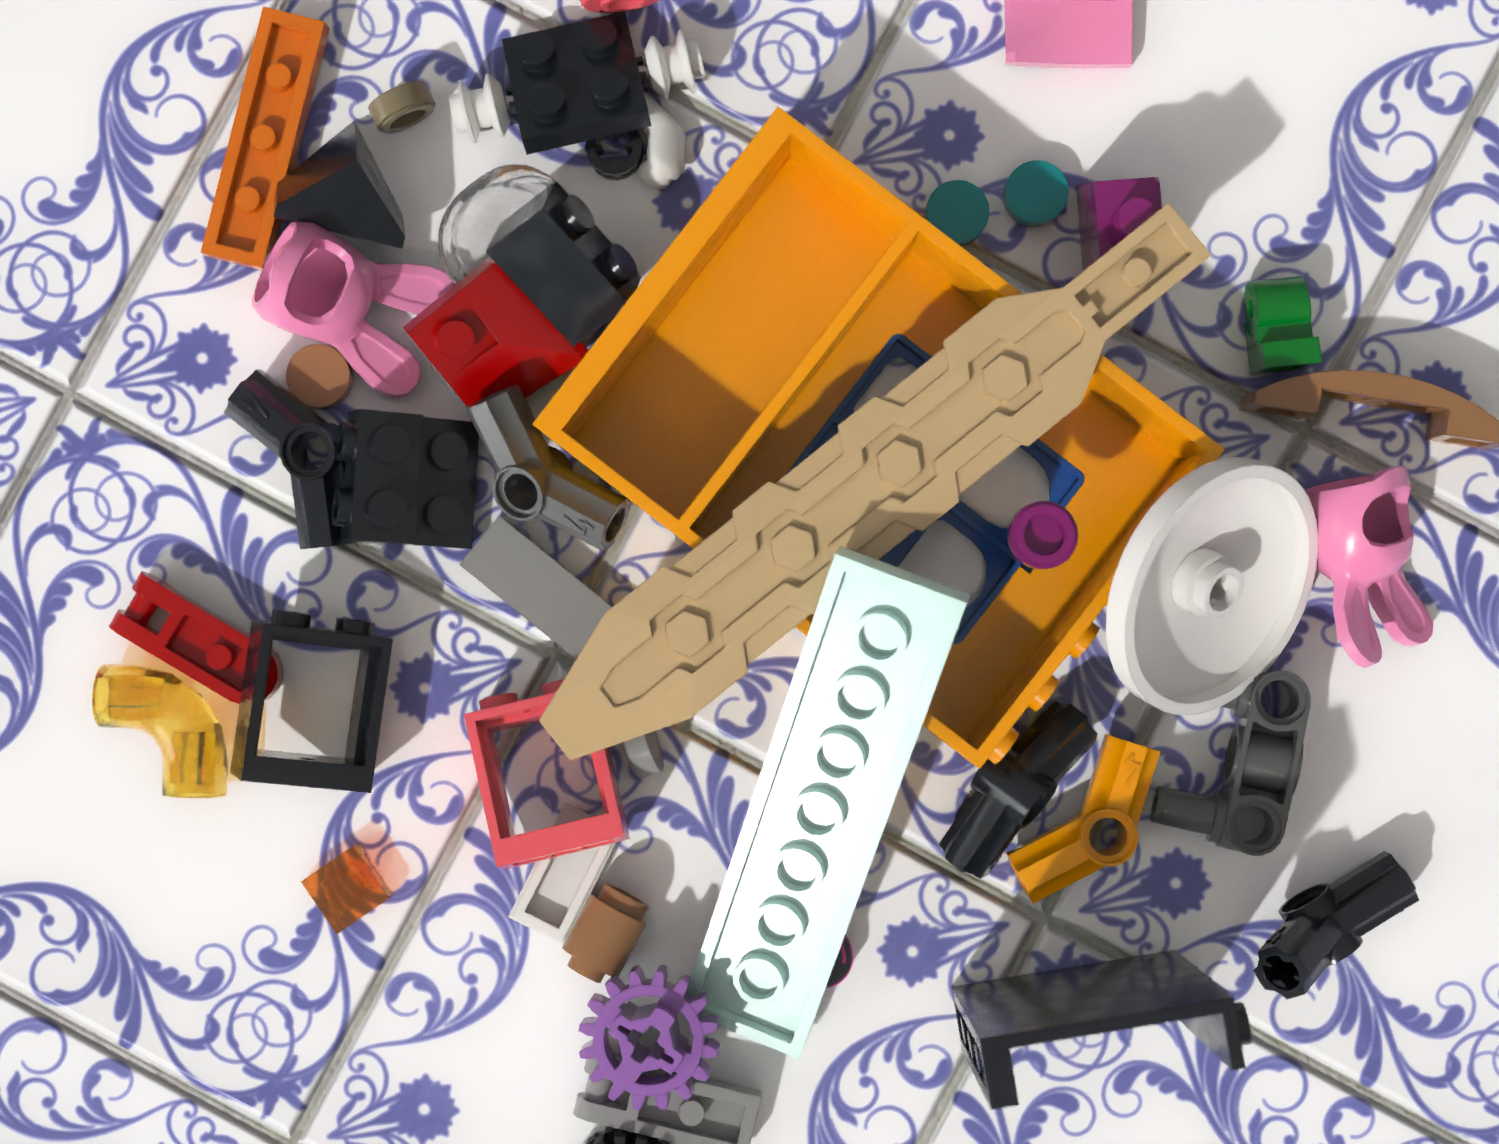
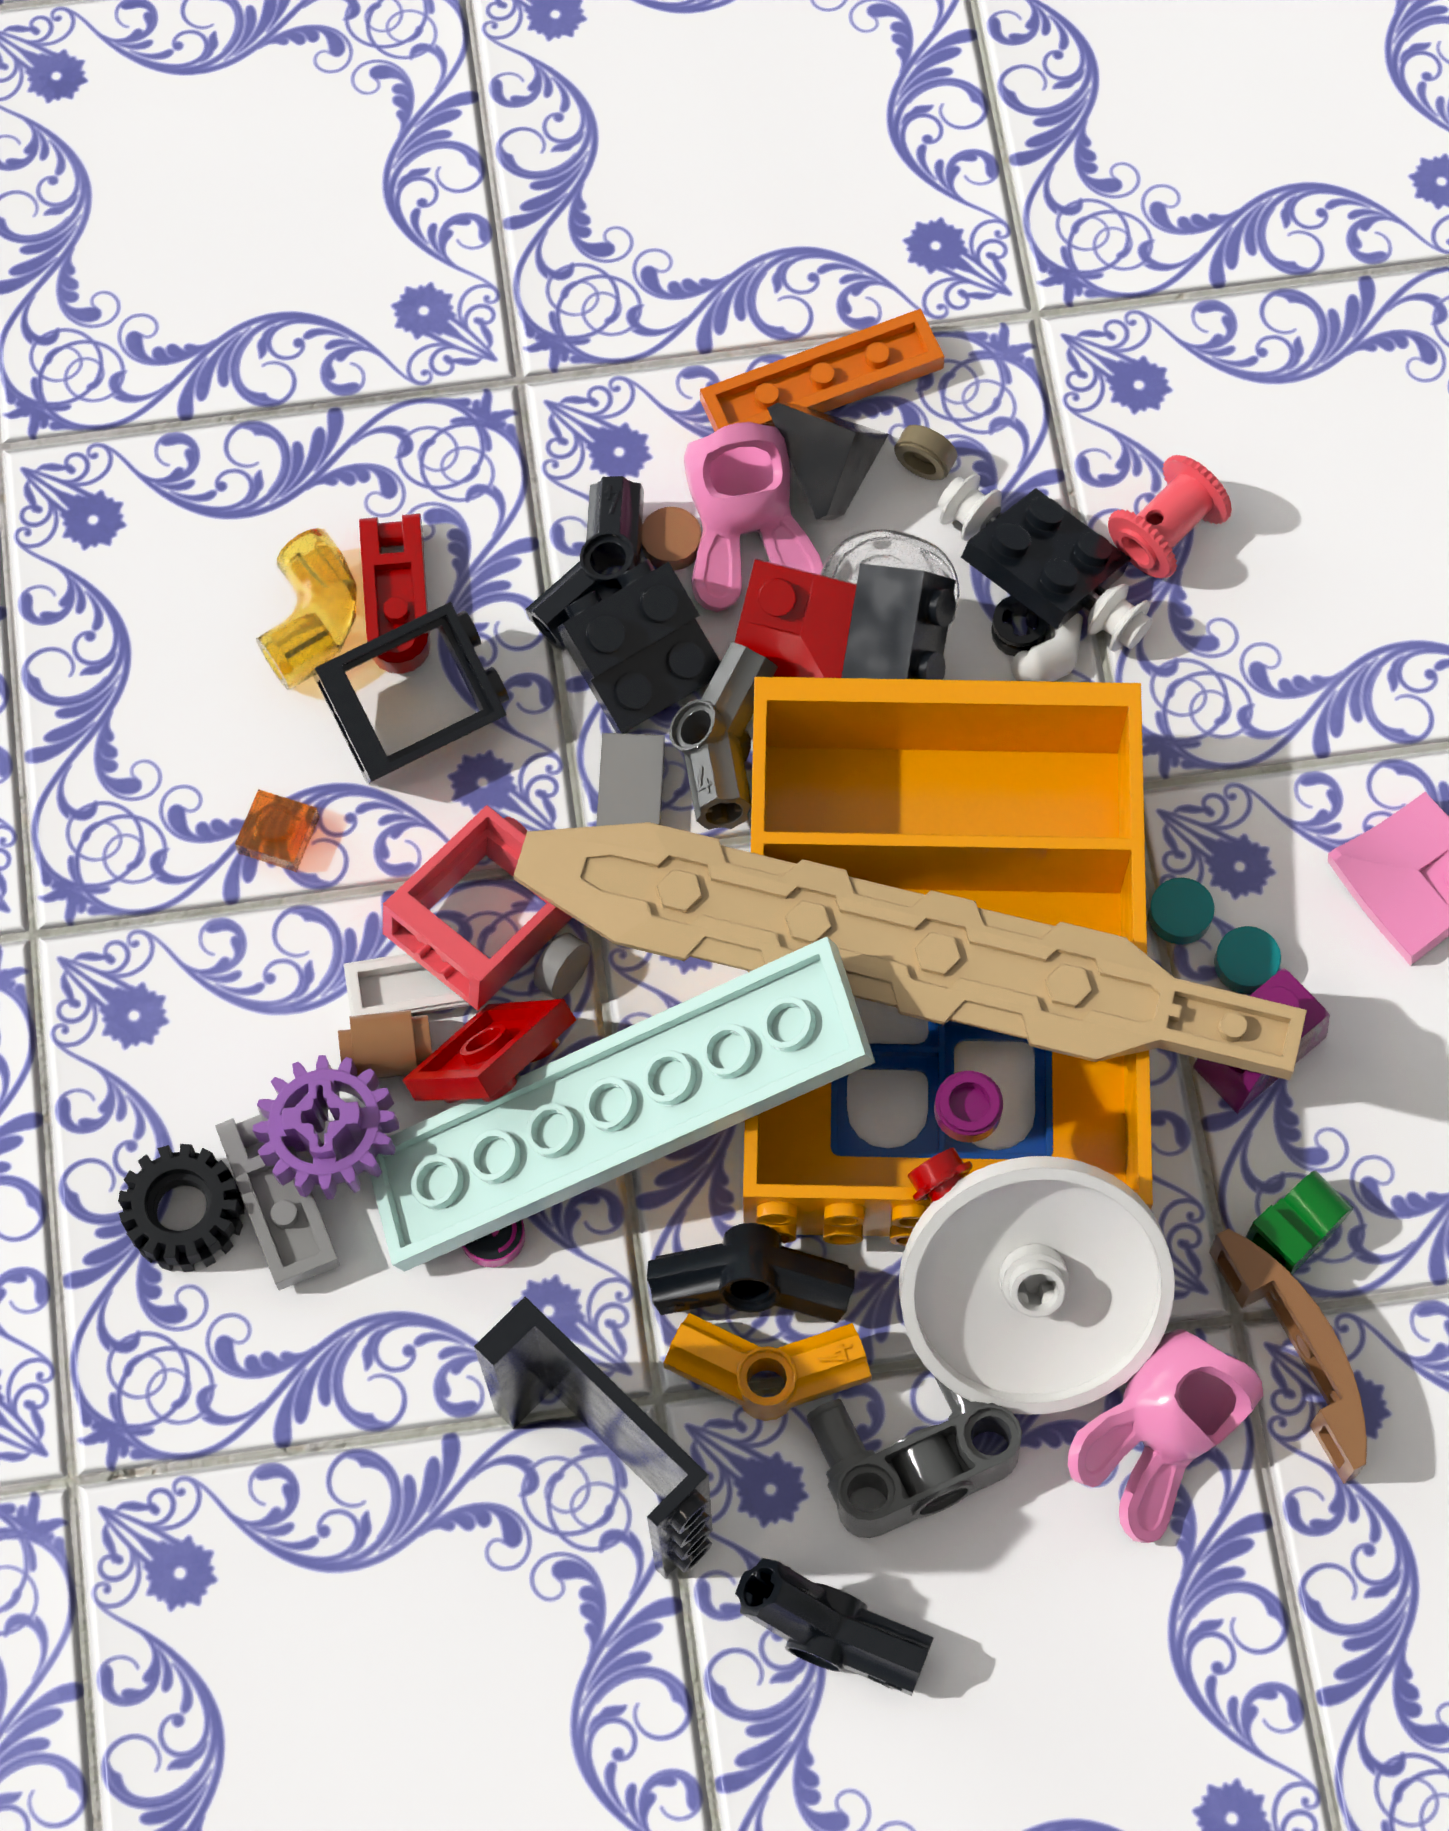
camera: 55 degrees right, 20 degrees down
(686, 865) = (490, 1051): none -> red plate
(1087, 605) = (938, 1175): none -> red plate

